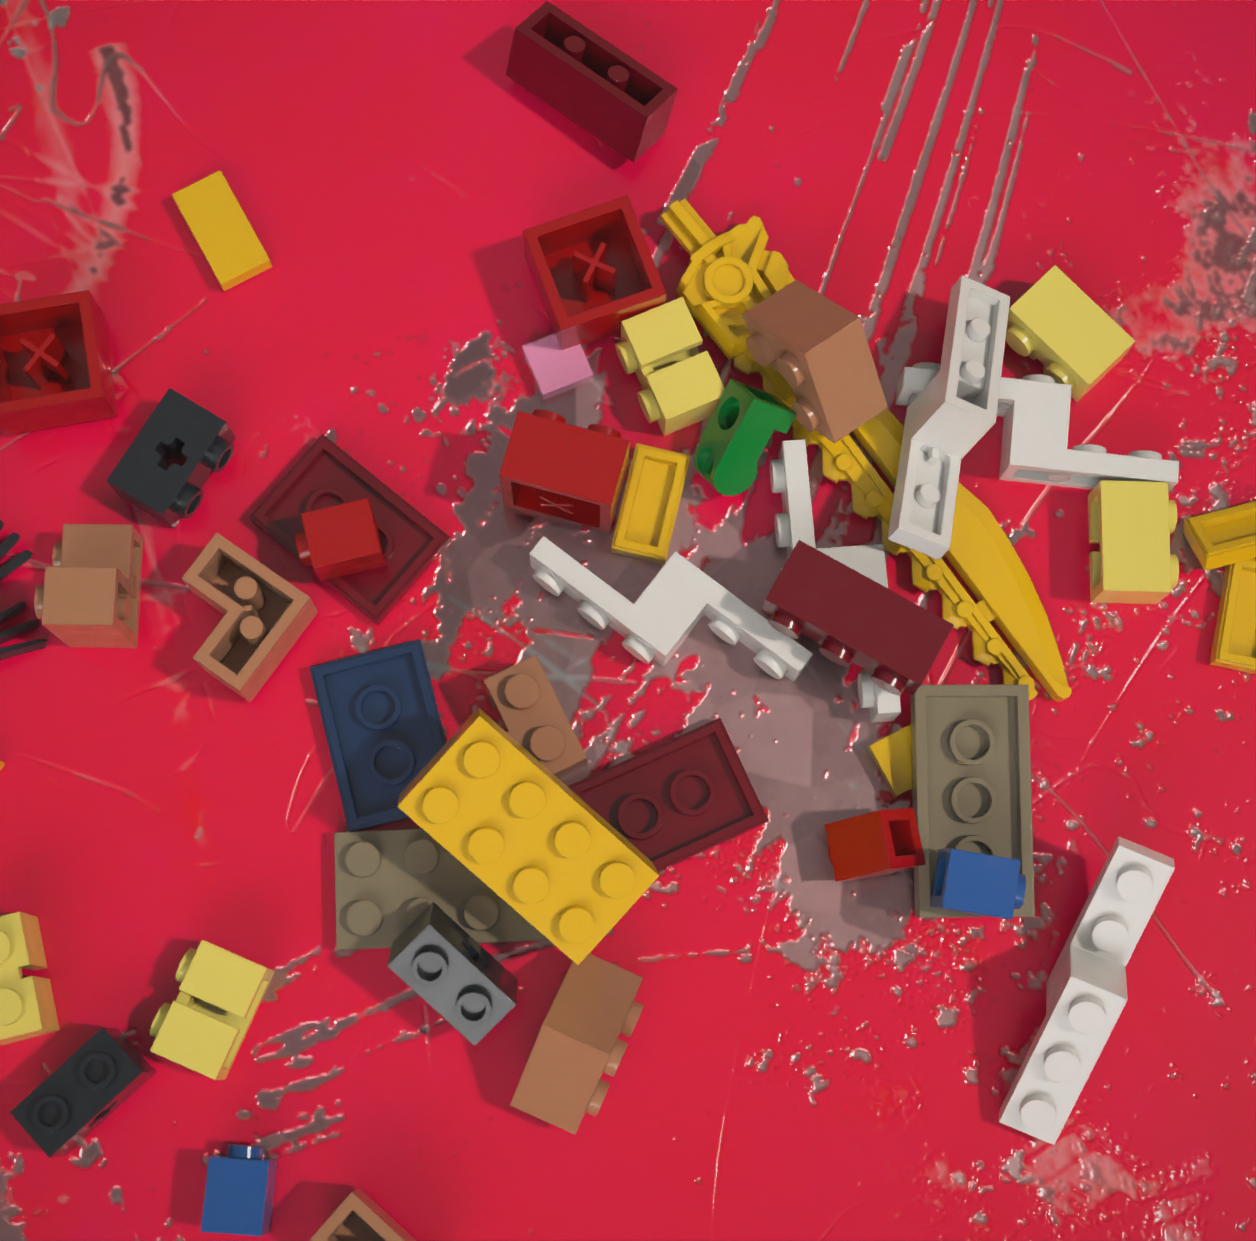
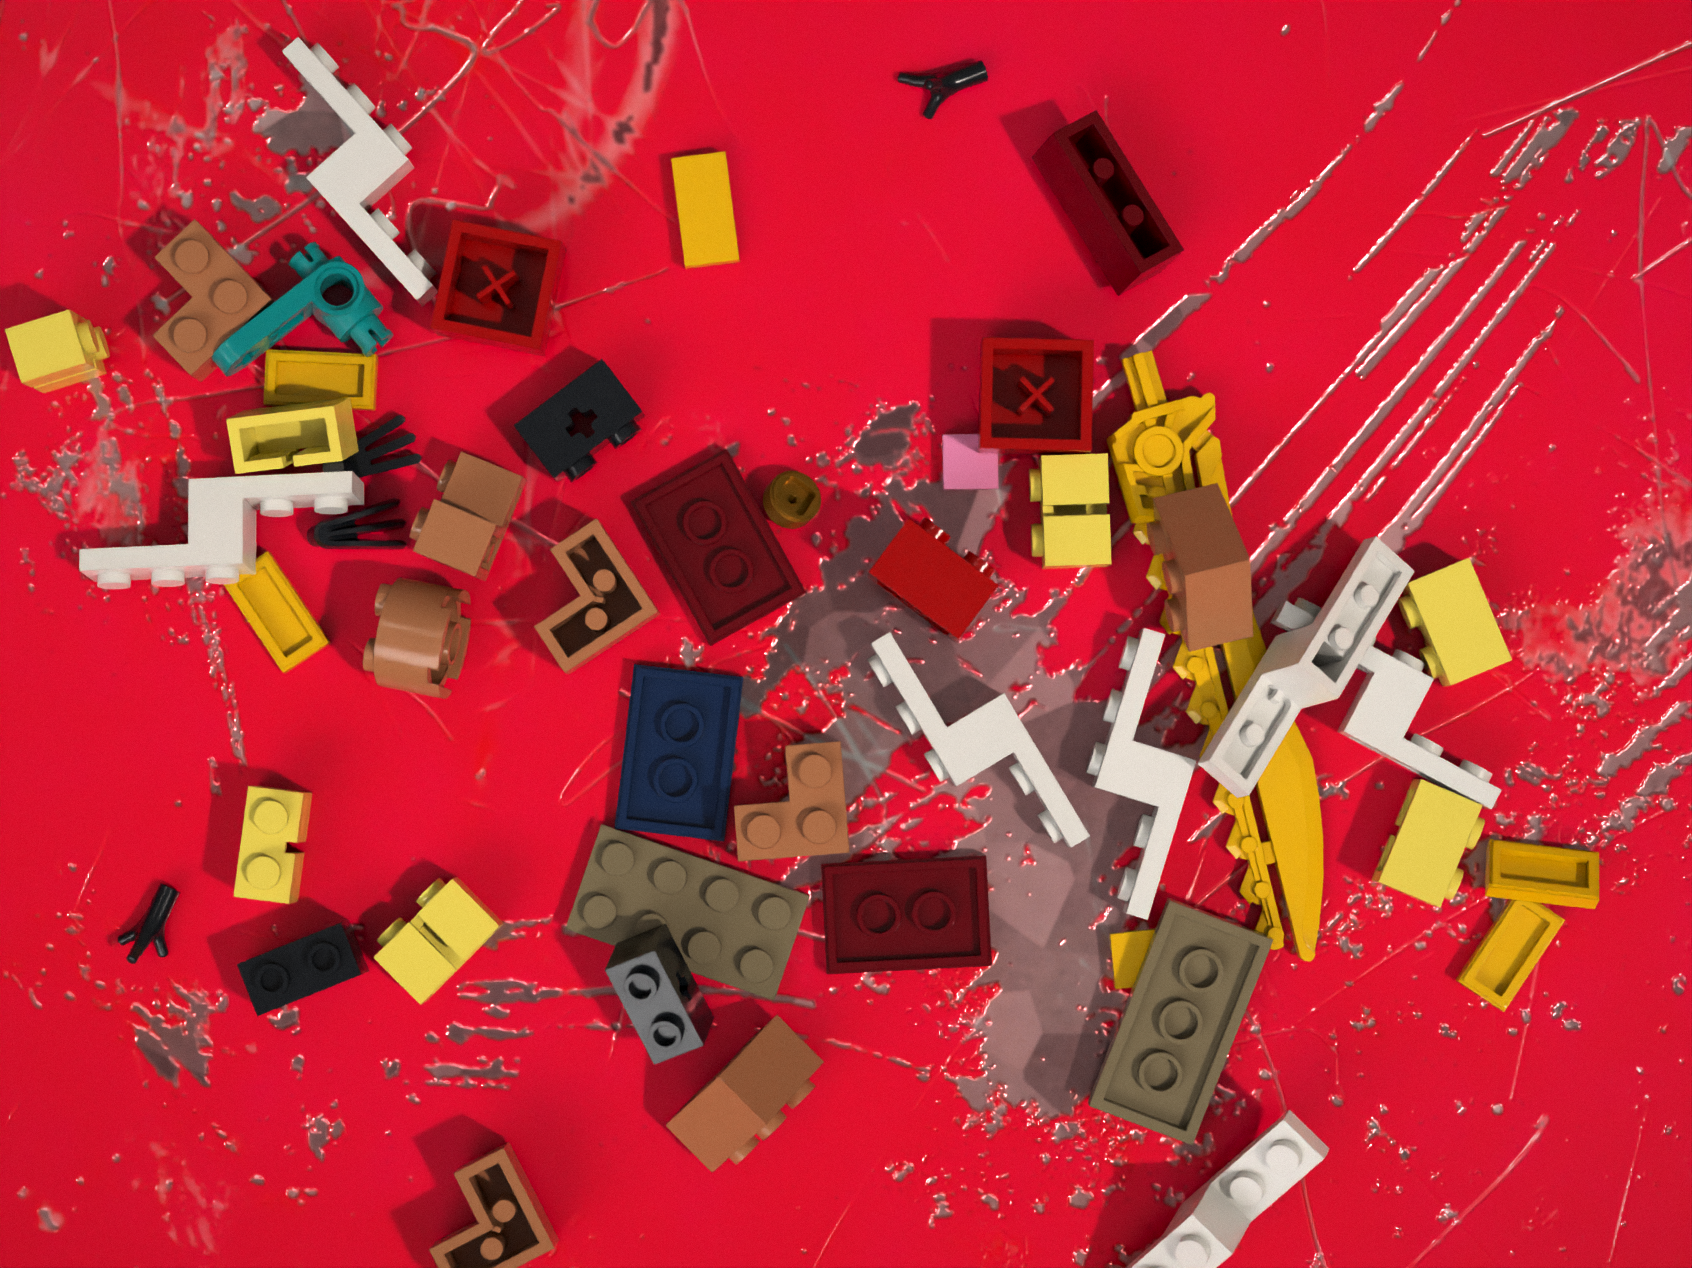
camera: 25 degrees right, 10 degrees up
(84, 716) = (418, 637): none -> nougat brick
(239, 1192) = (406, 1105): blue brick -> none
(340, 540) = (705, 563): red brick -> none
(402, 42) = (946, 83): none -> black bar
(402, 457) = (791, 499): none -> pearl gold tile
(527, 836) = (769, 904): yellow brick -> none
(650, 504) = (1003, 630): yellow tile -> none
(738, 436) = (1107, 605): green leg -> none
(855, 620) = (1137, 826): dark red brick -> none
(874, 844) = (1075, 1027): red brick -> none
(977, 884) = (1149, 1100): blue brick -> none

